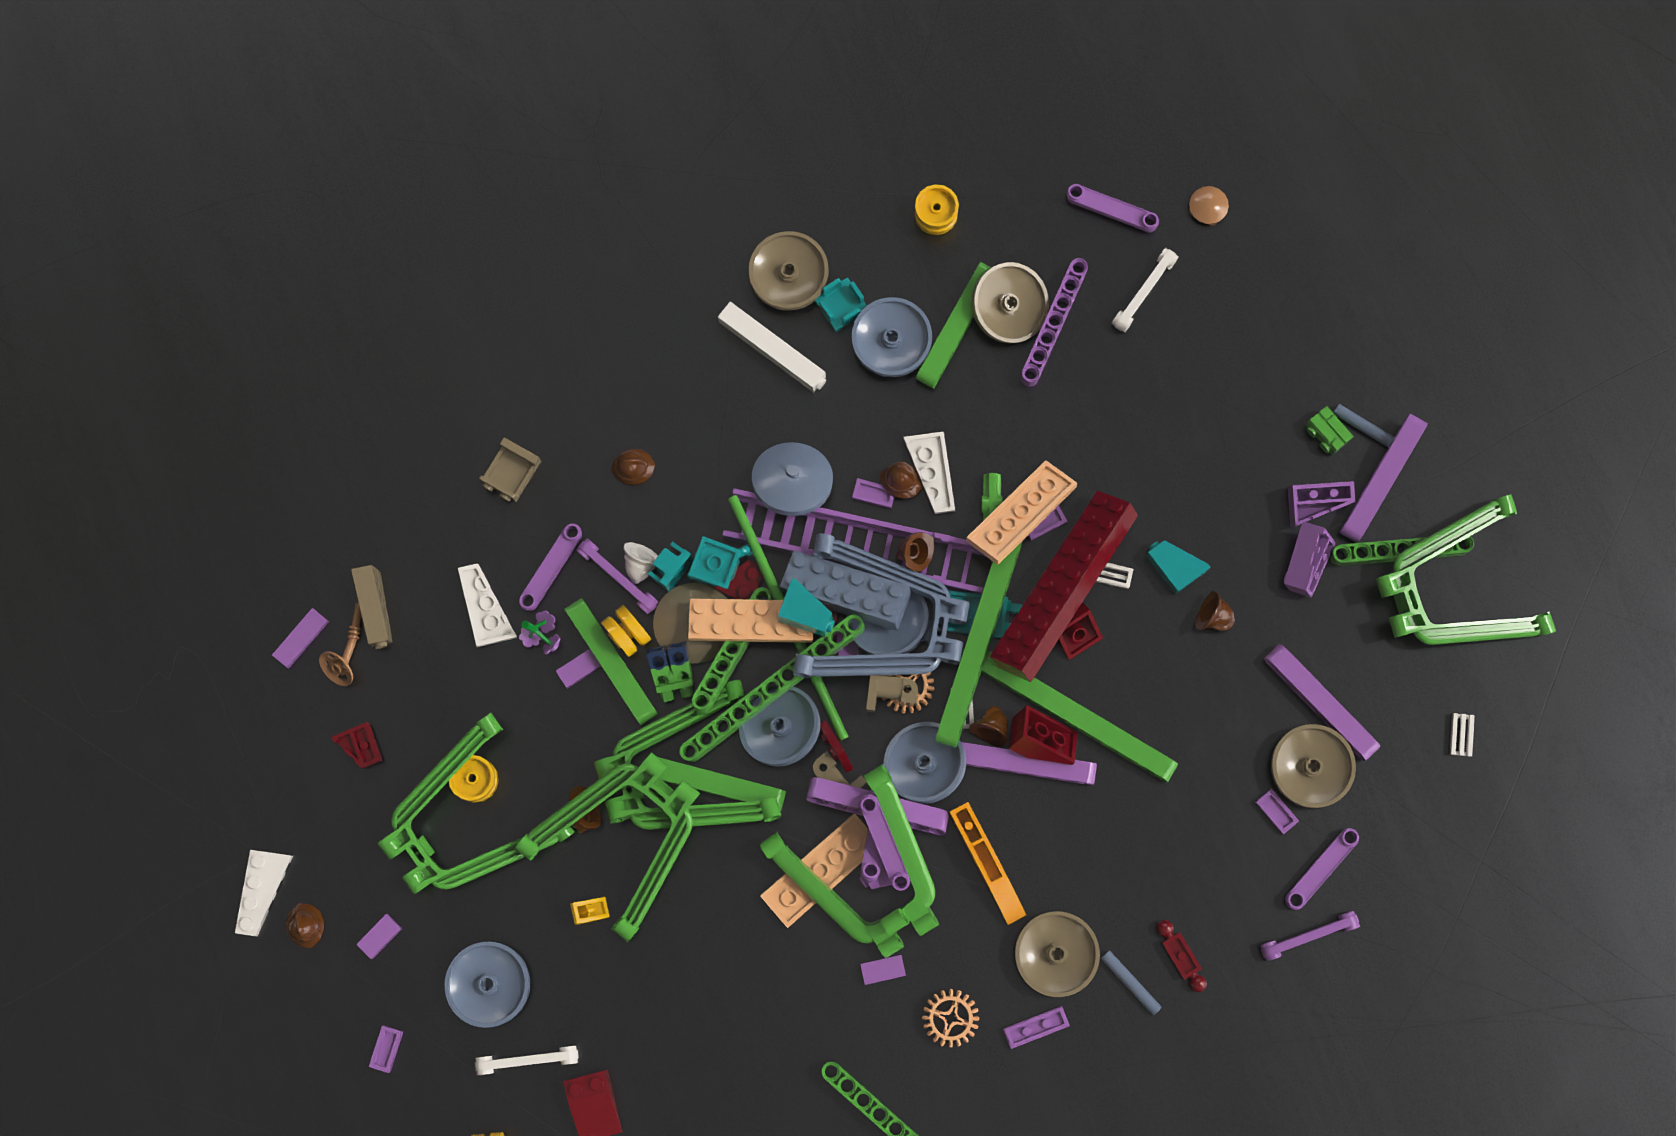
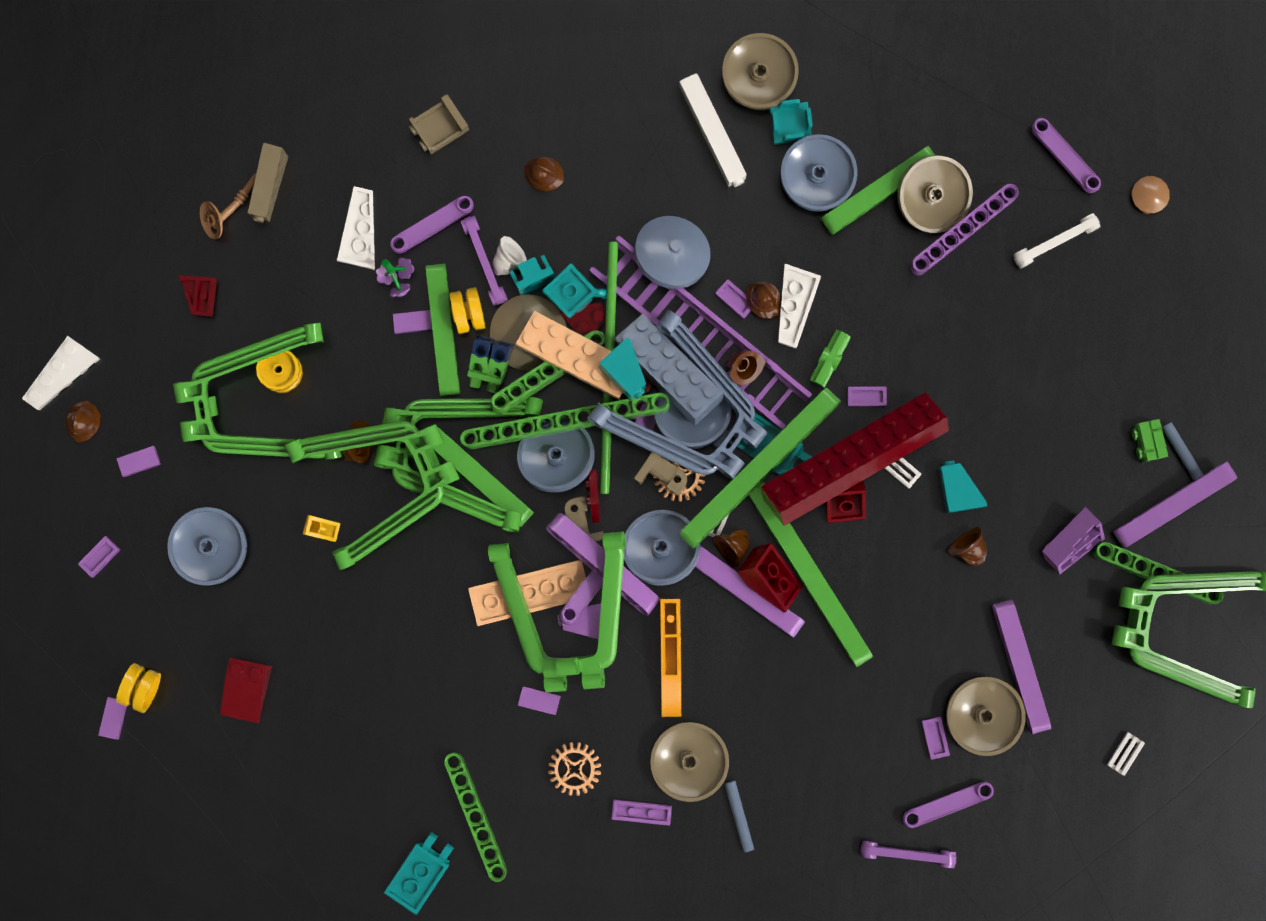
camera: 20 degrees right, 5 degrees up
(300, 638) = (194, 179): medium lavender tile -> none
(486, 1064) = (243, 637): white piece -> none
(884, 842) = (592, 596): medium lavender piece -> none
(932, 199) = (913, 70): yellow wheel -> none
(1021, 512) = (851, 378): light nougat plate -> none
(1181, 956) = (792, 815): dark red plate -> none
(1318, 499) = (1107, 494): medium lavender wedge -> none

